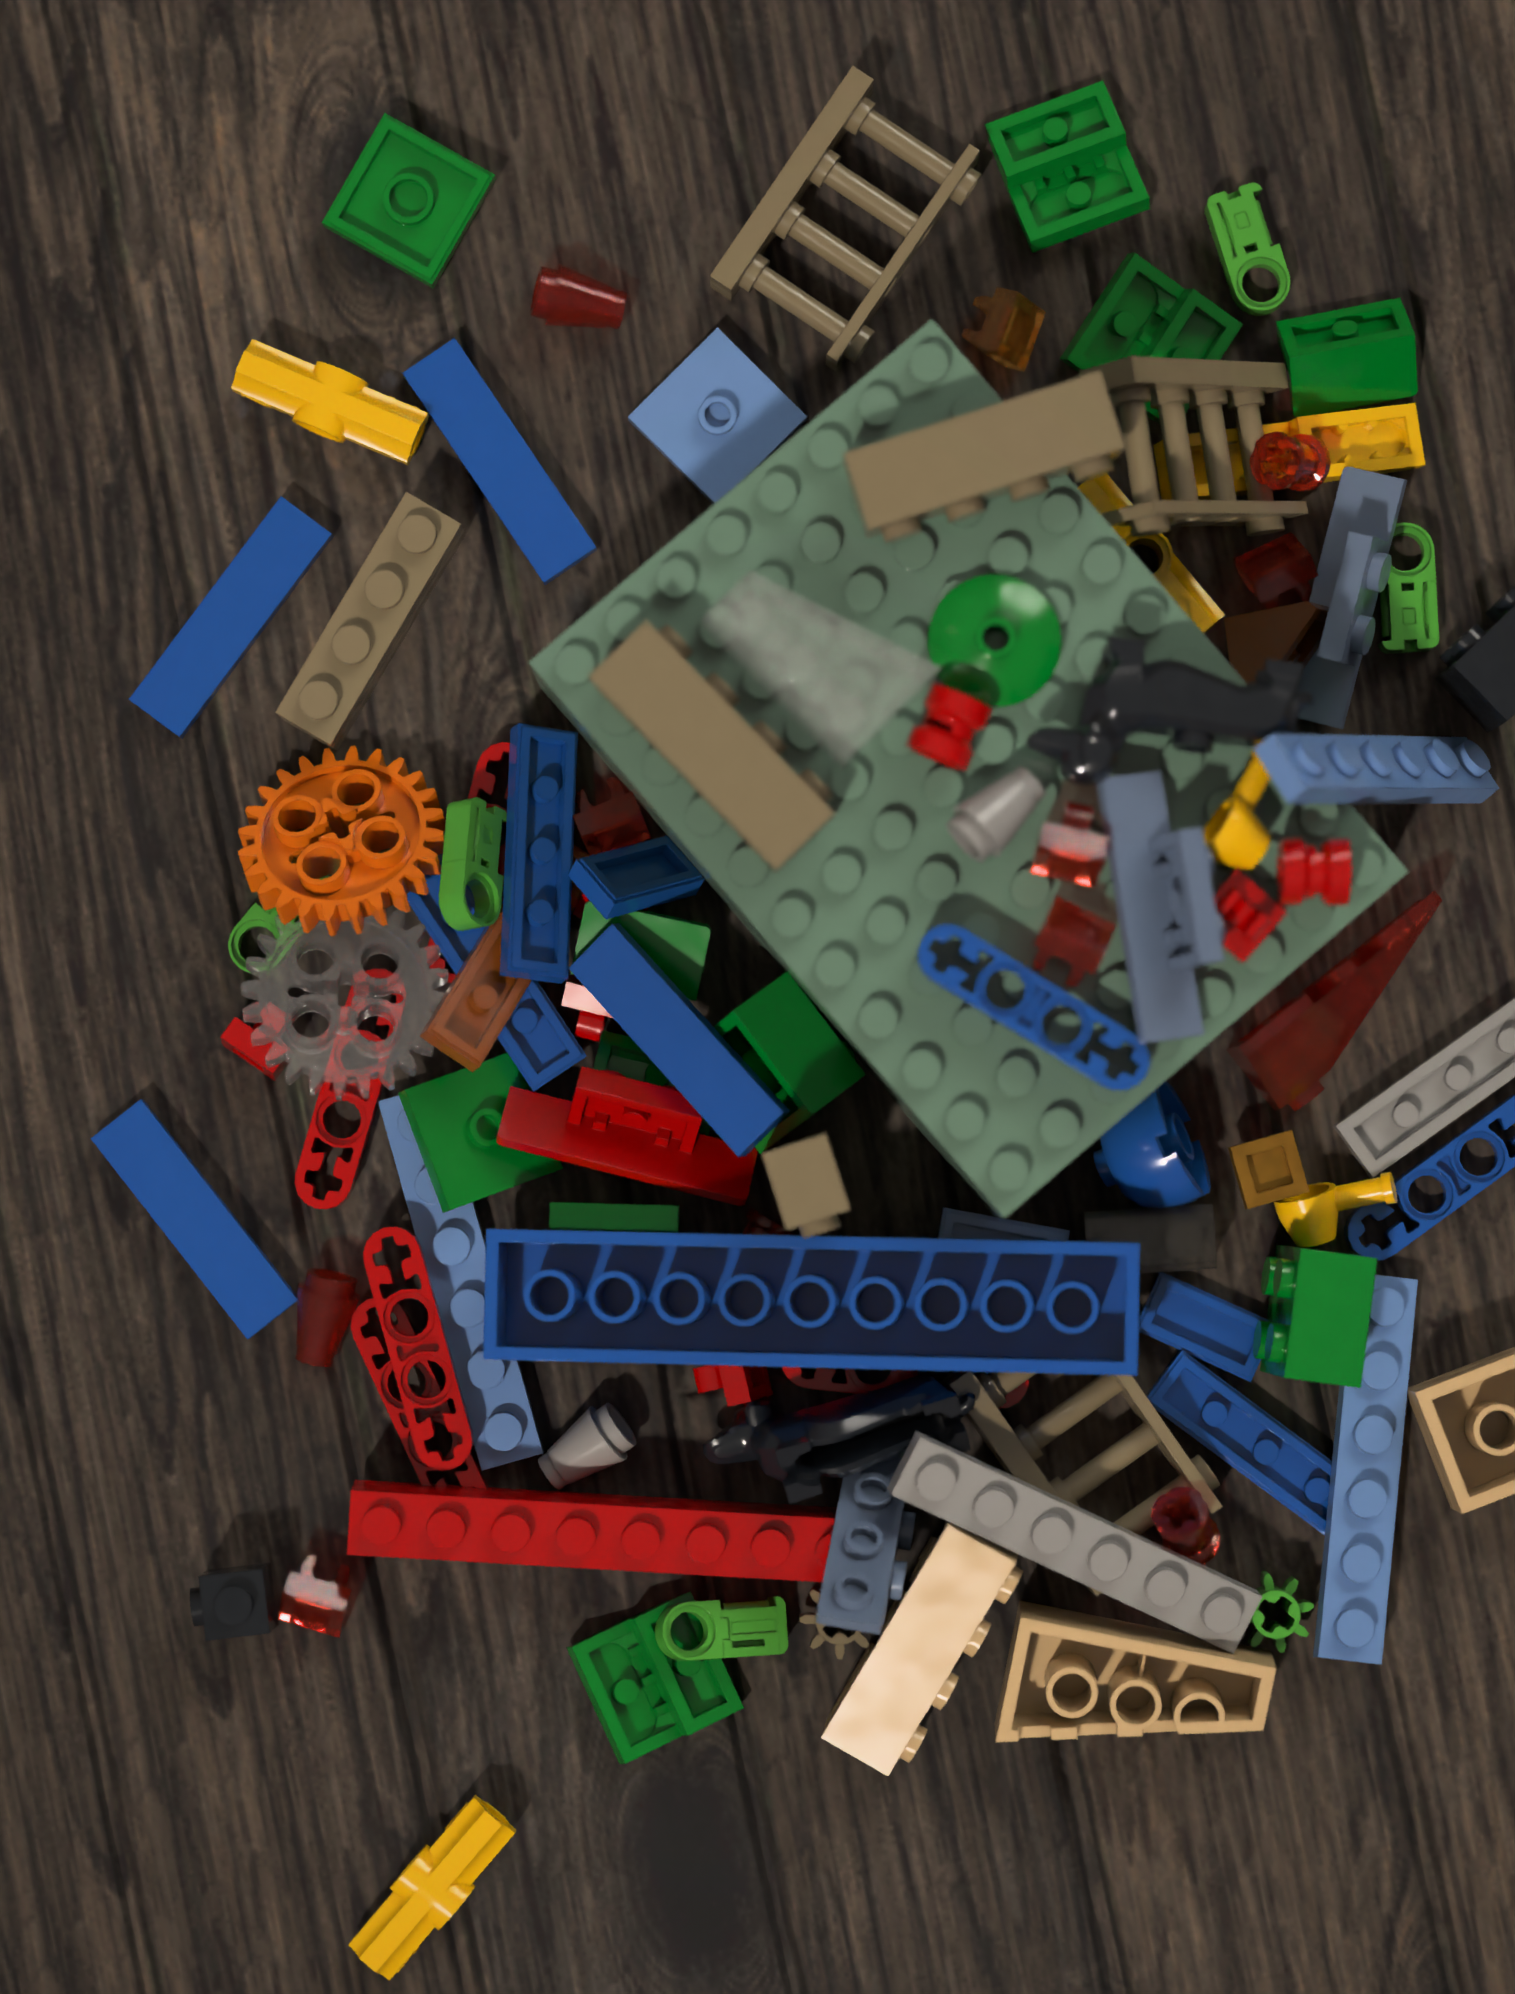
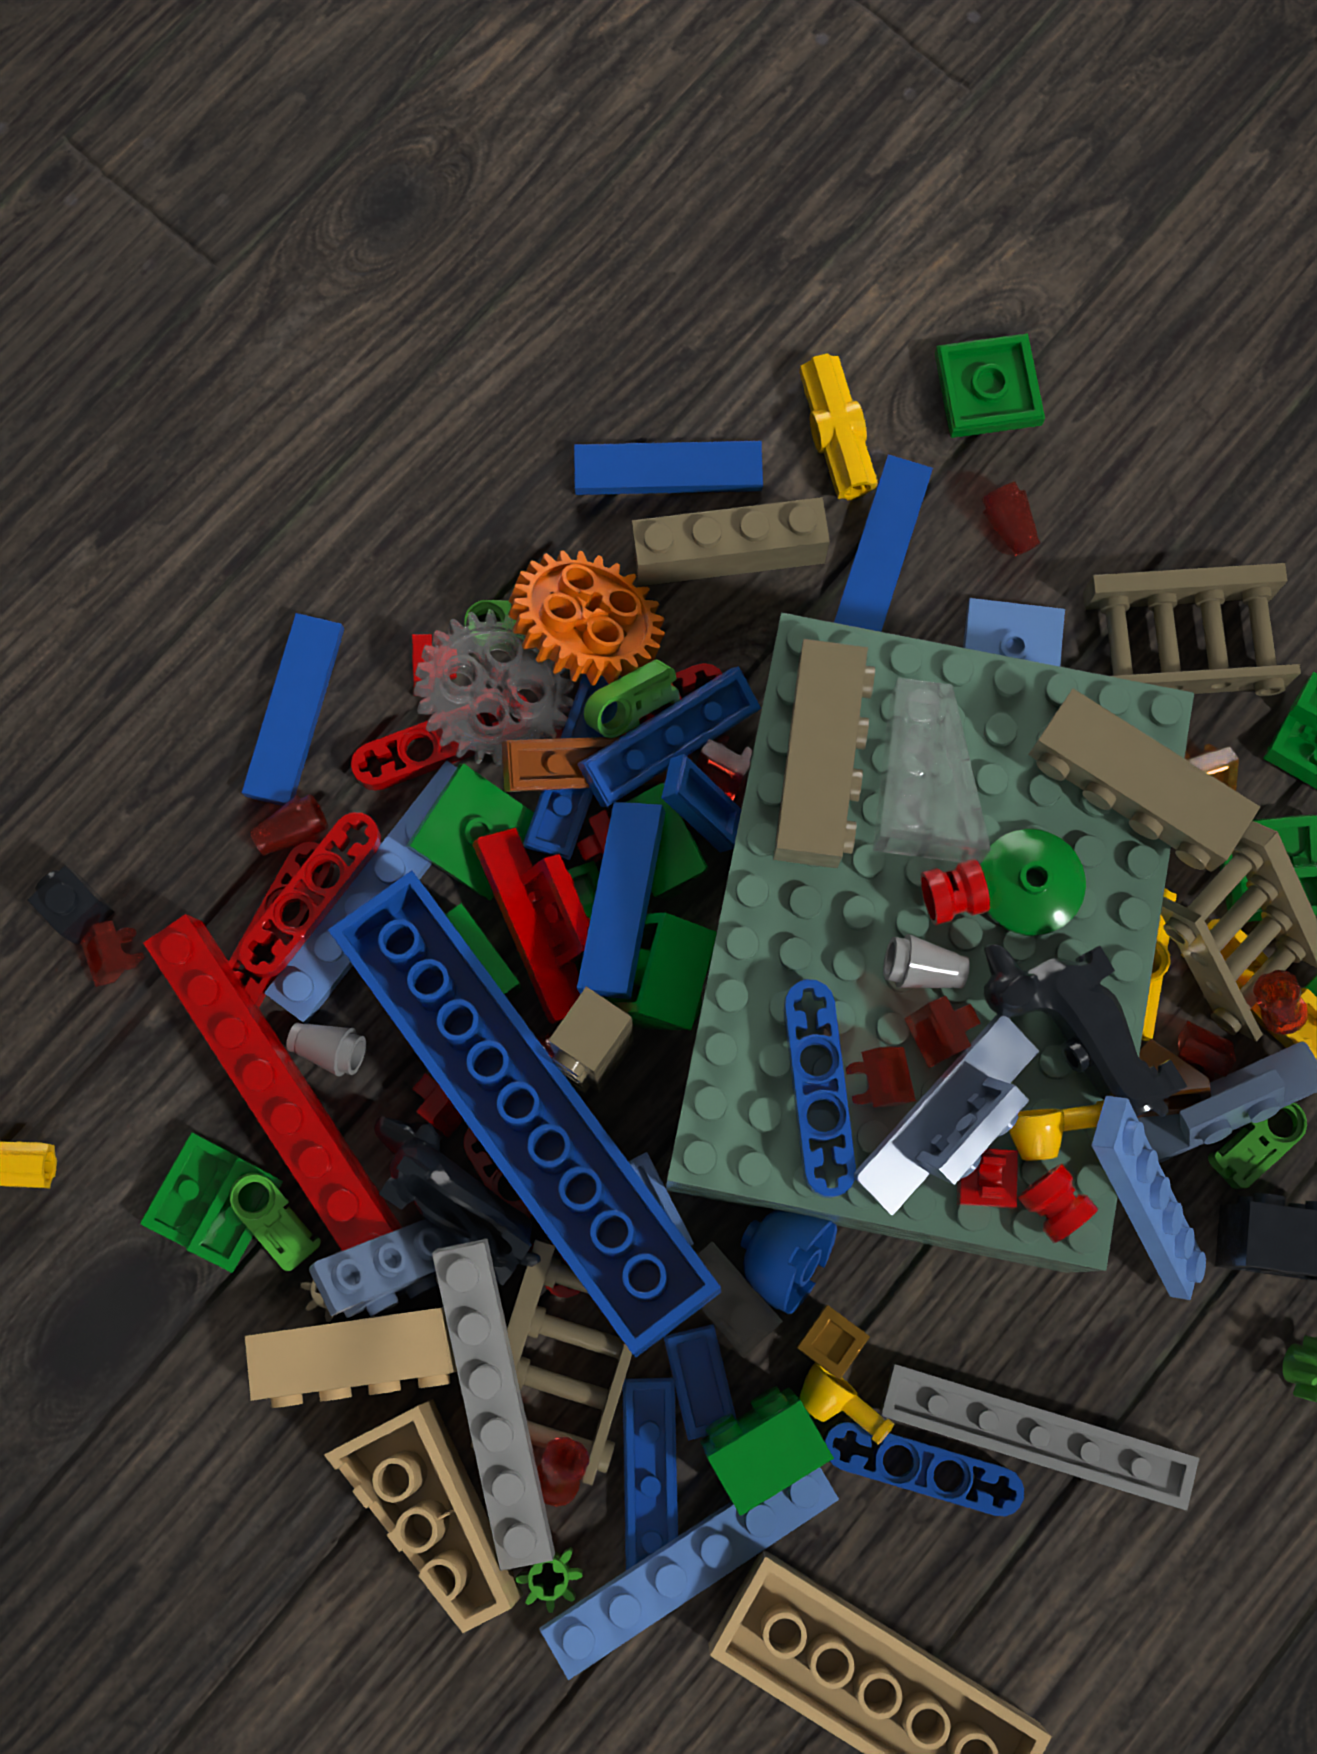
camera: 50 degrees right, 10 degrees down
(1313, 1028) = (942, 1298): clear red wedge -> none

